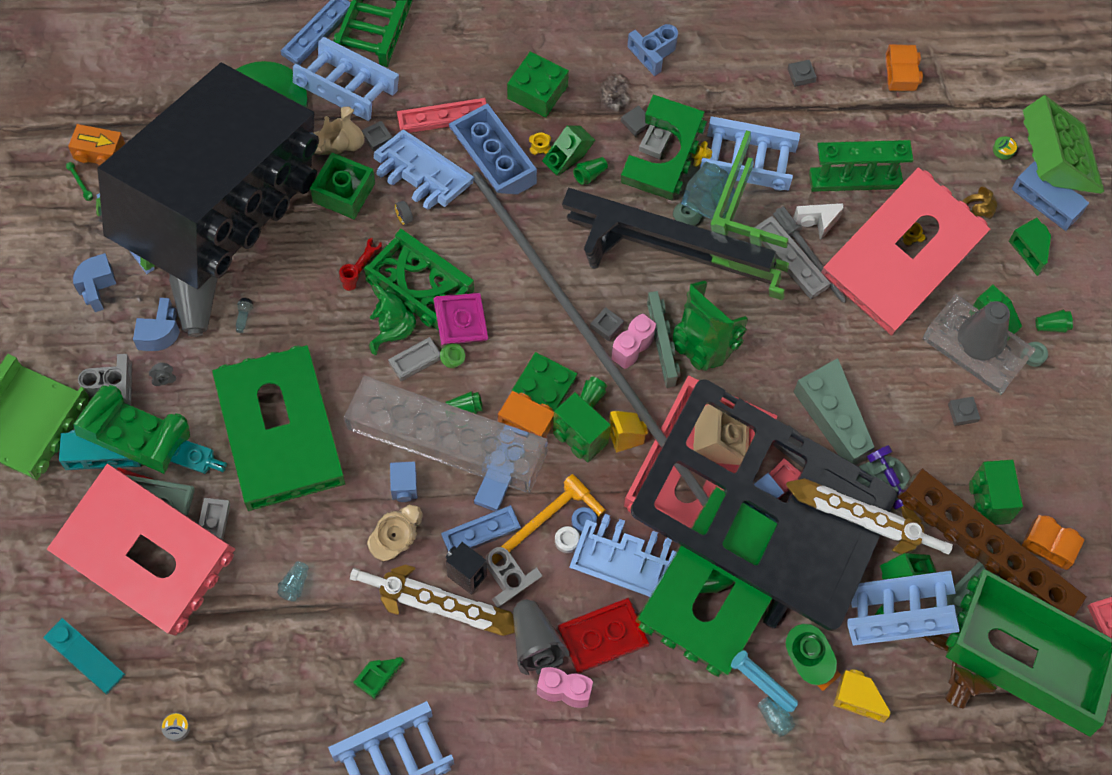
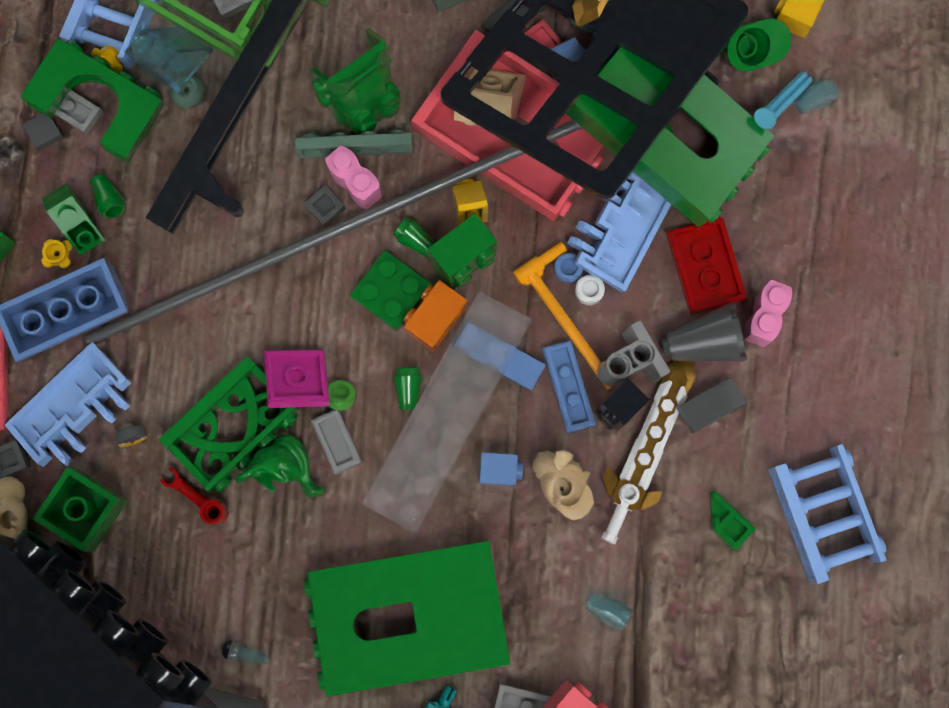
camera: 80 degrees left, 15 degrees up
(477, 648) = (711, 405): none -> dark grey slope

